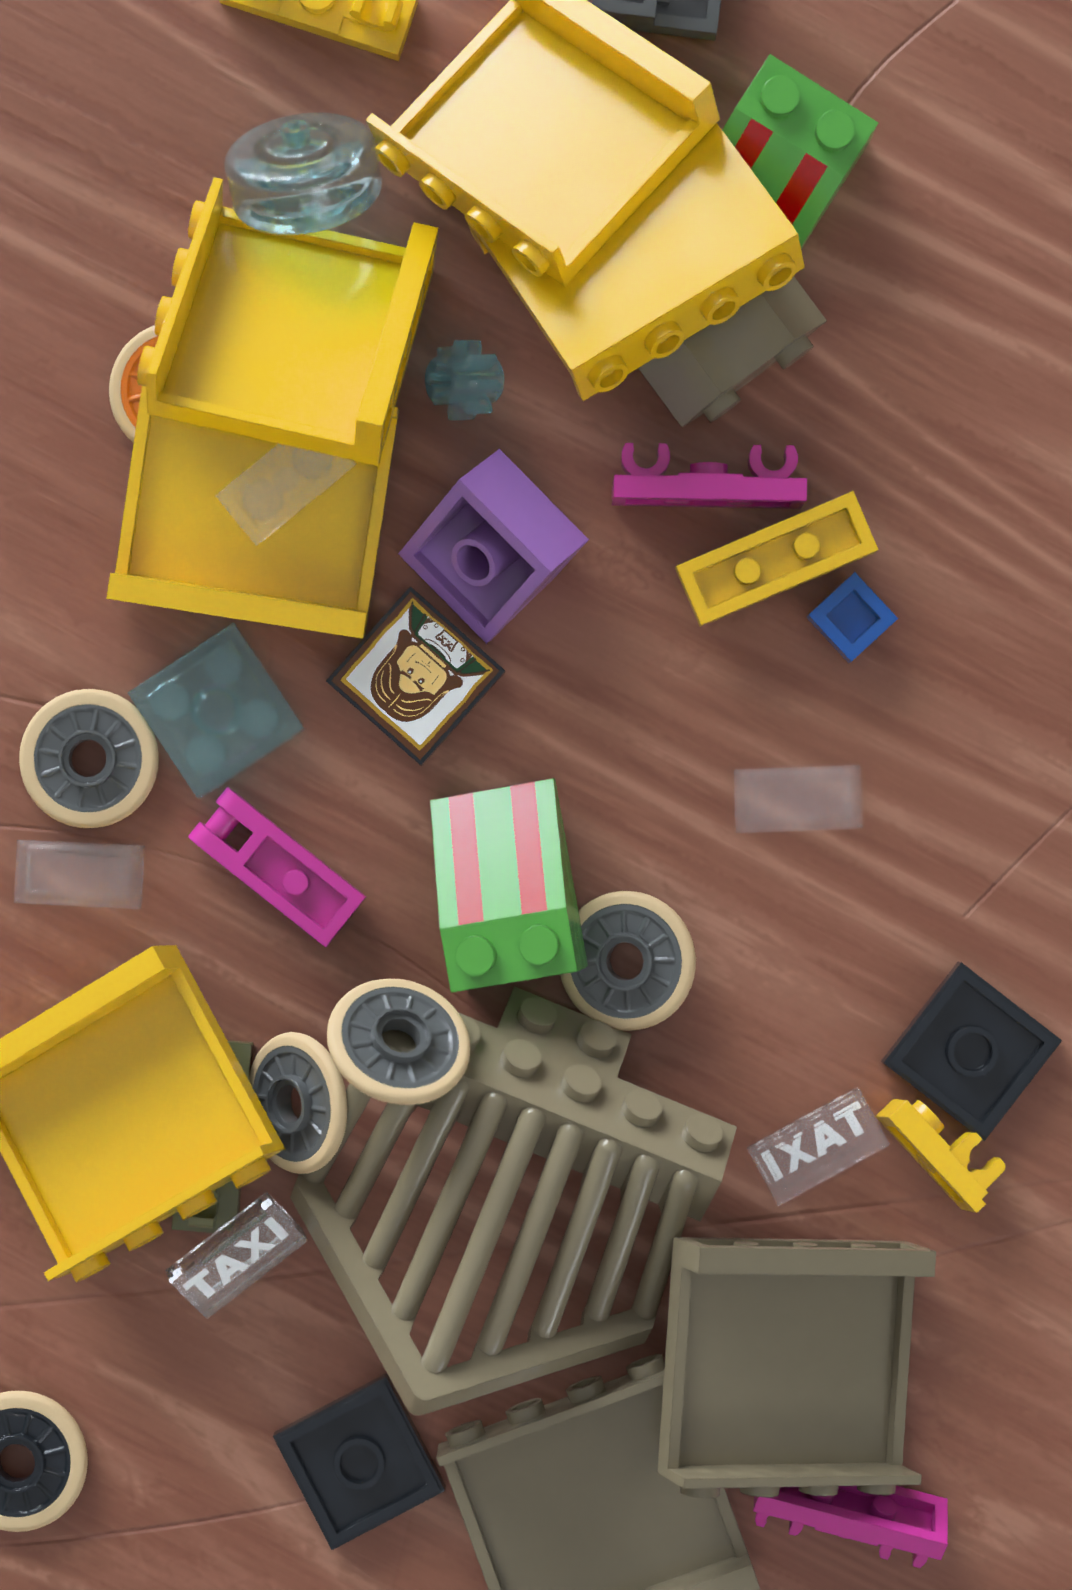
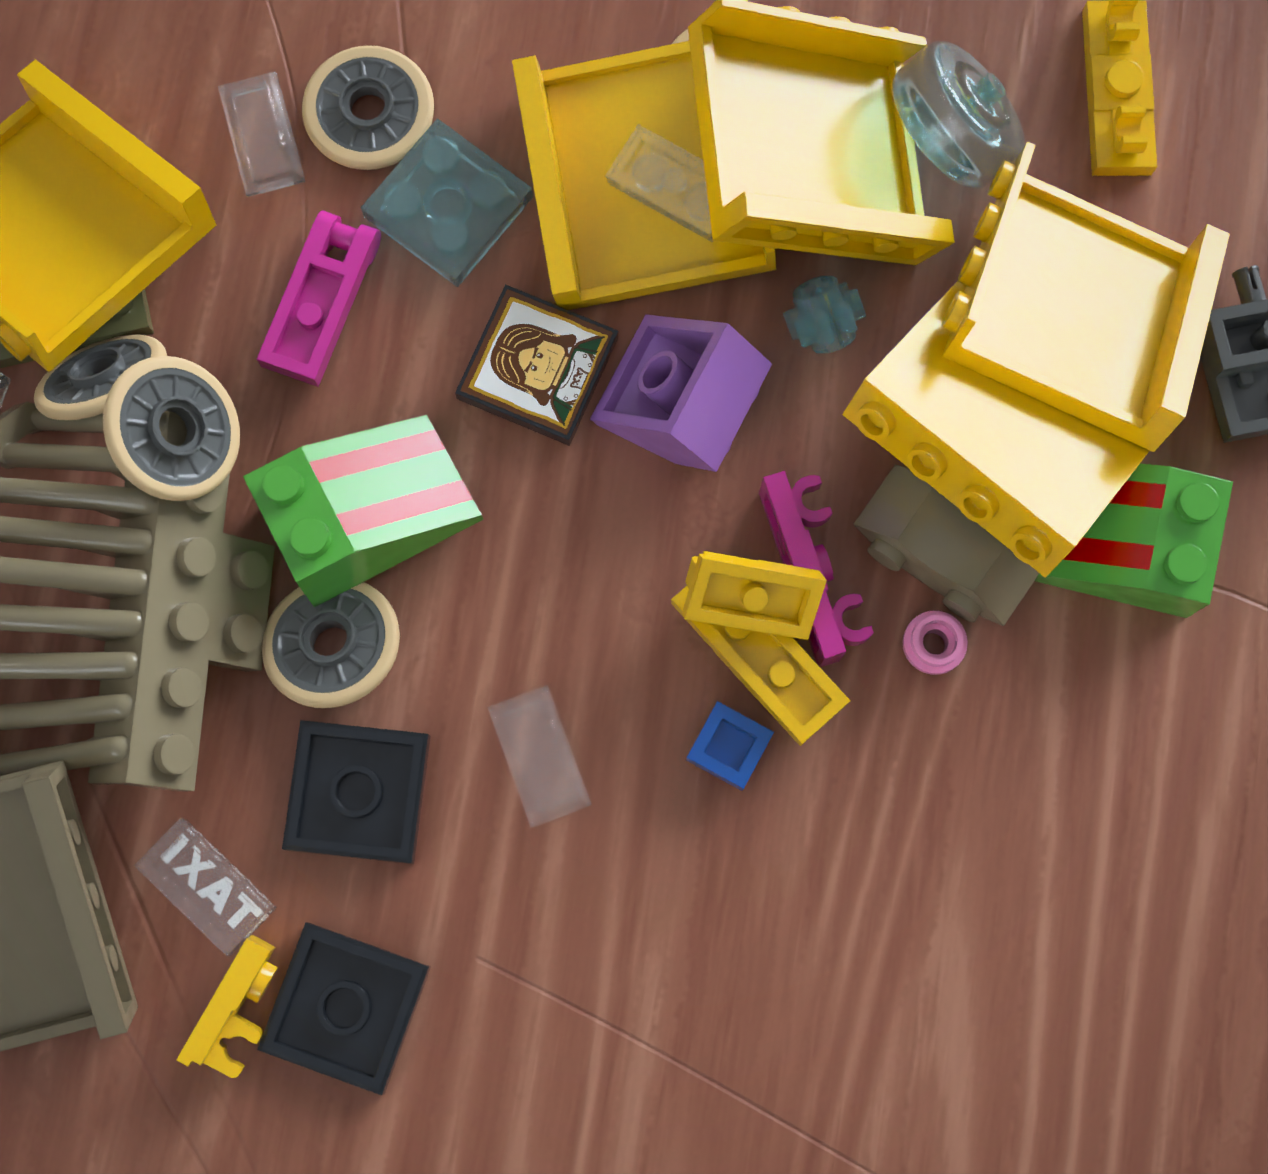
camera: 70 degrees right, 10 degrees down
(731, 547) = (753, 594): none -> yellow plate
(776, 979) = (356, 792): none -> black tile
(825, 372) = (948, 629): none -> bright pink plate

